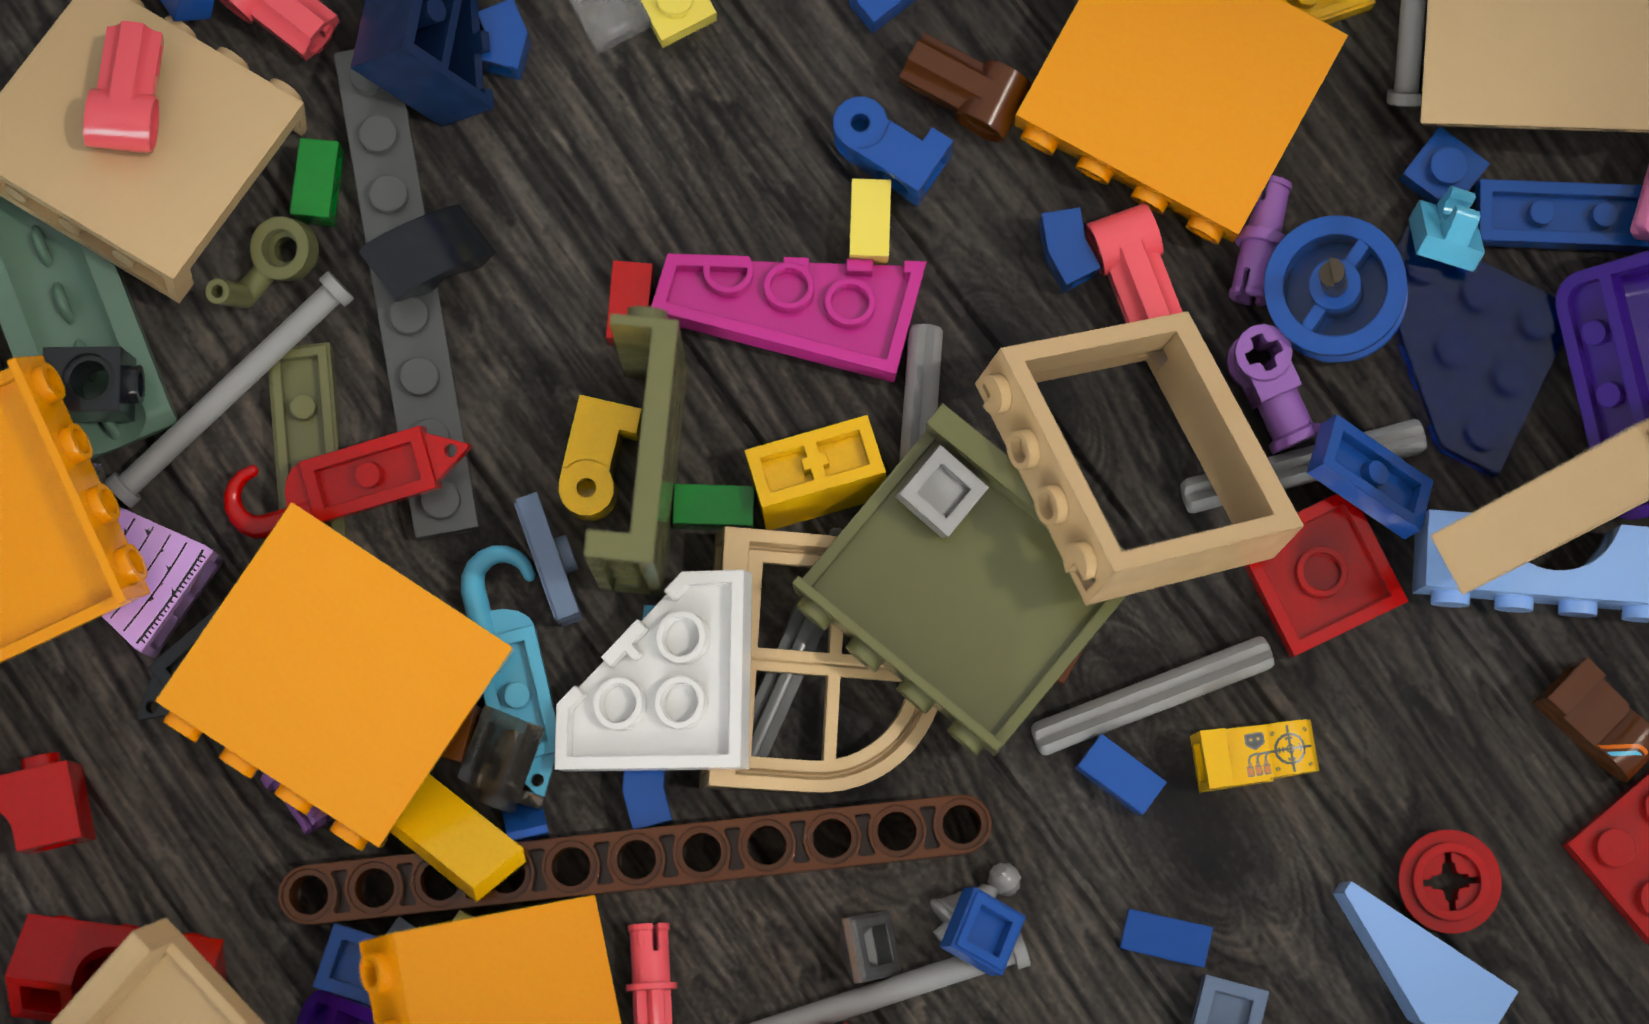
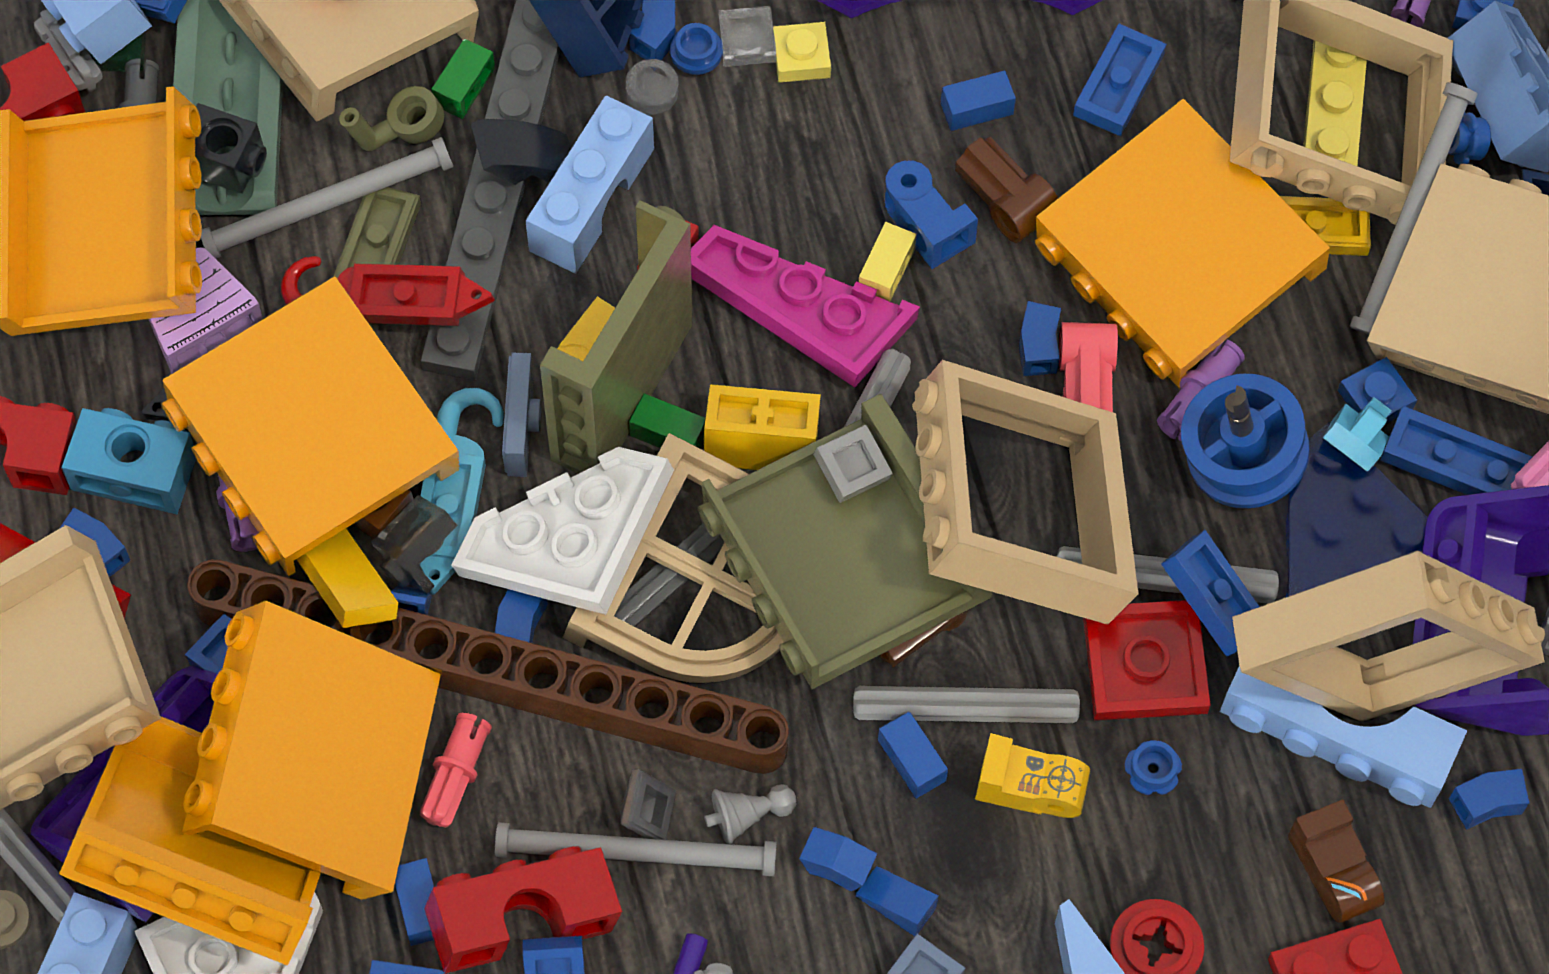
camera: 25 degrees right, 15 degrees down
(110, 787) = (152, 481): none -> dark azure brick
(152, 890) = (111, 549): none -> blue piece
(511, 257) = (572, 206): none -> light blue arch
(528, 109) = (652, 86): none -> clear tile
(559, 47) = (696, 49): none -> blue plate
(982, 931) = (744, 823): blue tile -> none
(1091, 923) = (837, 859): none -> blue piece
(1272, 386) = (1163, 499): medium lavender connector -> none
(1388, 685) = (1160, 755): none -> blue plate

